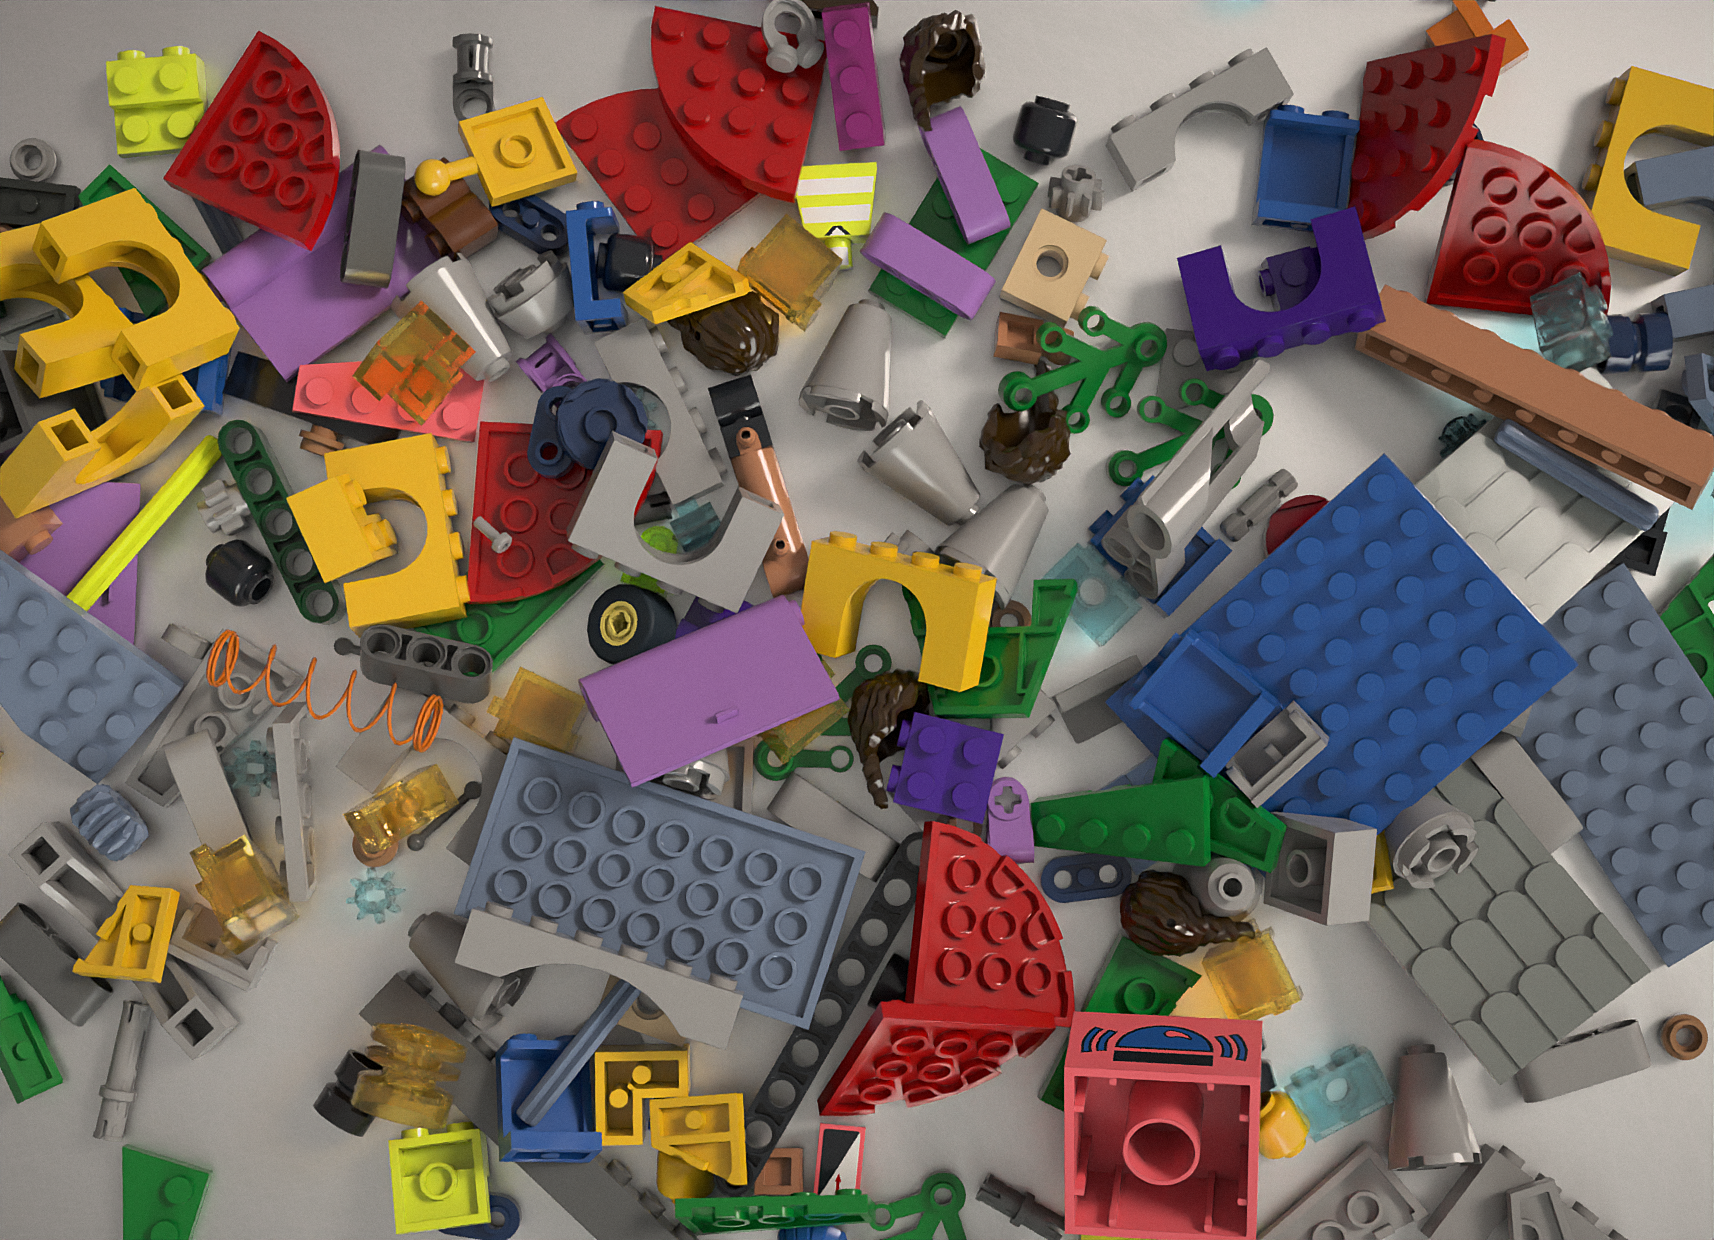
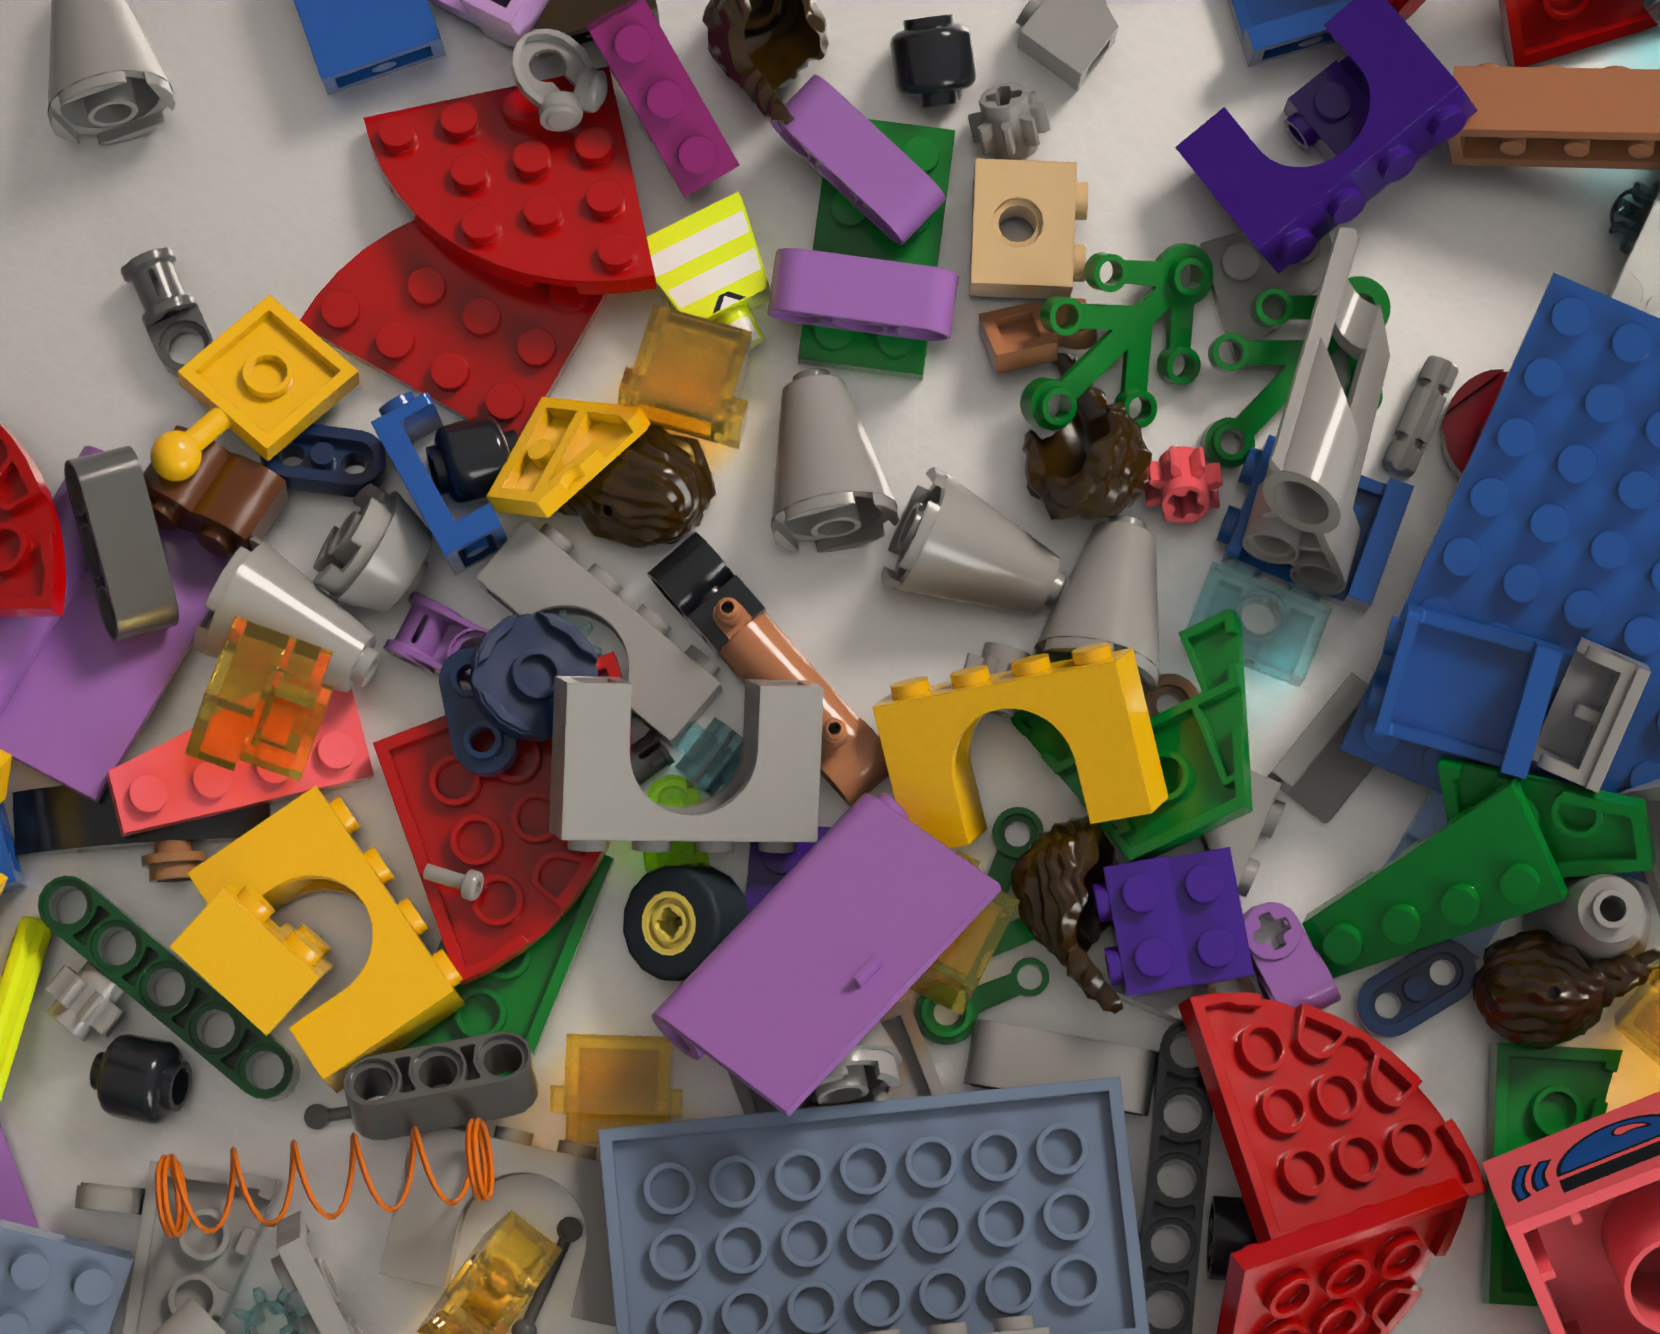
camera: 25 degrees left, 5 degrees down
(1082, 483) = (1183, 484): none -> coral gear

